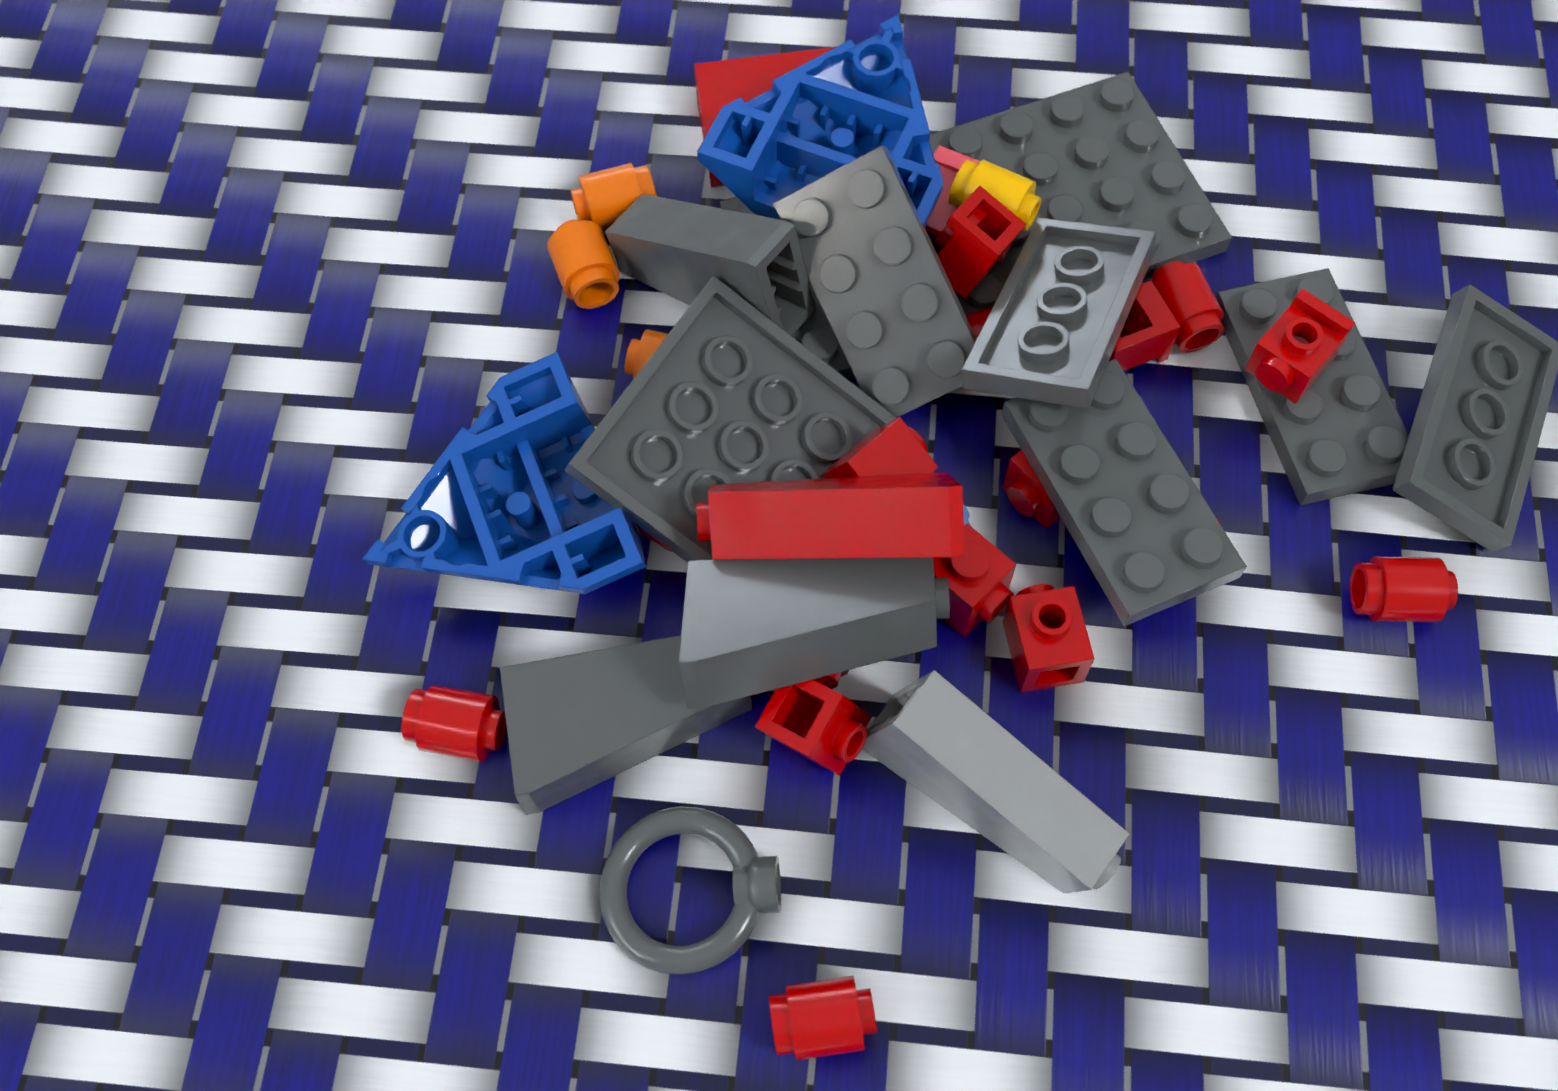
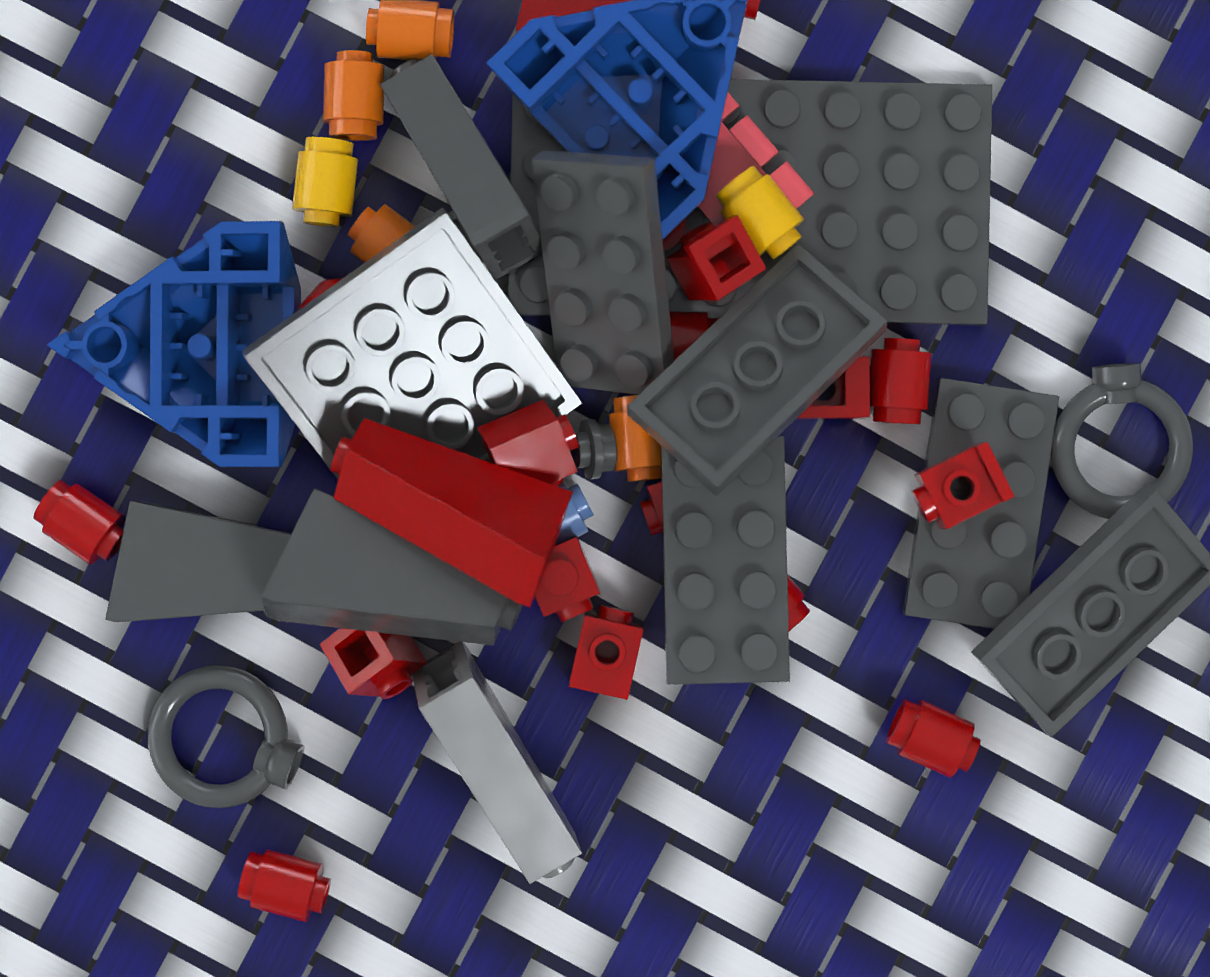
camera: 15 degrees right, 25 degrees up
(585, 335) = (325, 181): none -> yellow brick
(947, 453) = (596, 449): none -> dark grey plate
(976, 434) = (636, 449): none -> orange brick
(1368, 244) = (1119, 385): none -> dark grey piece

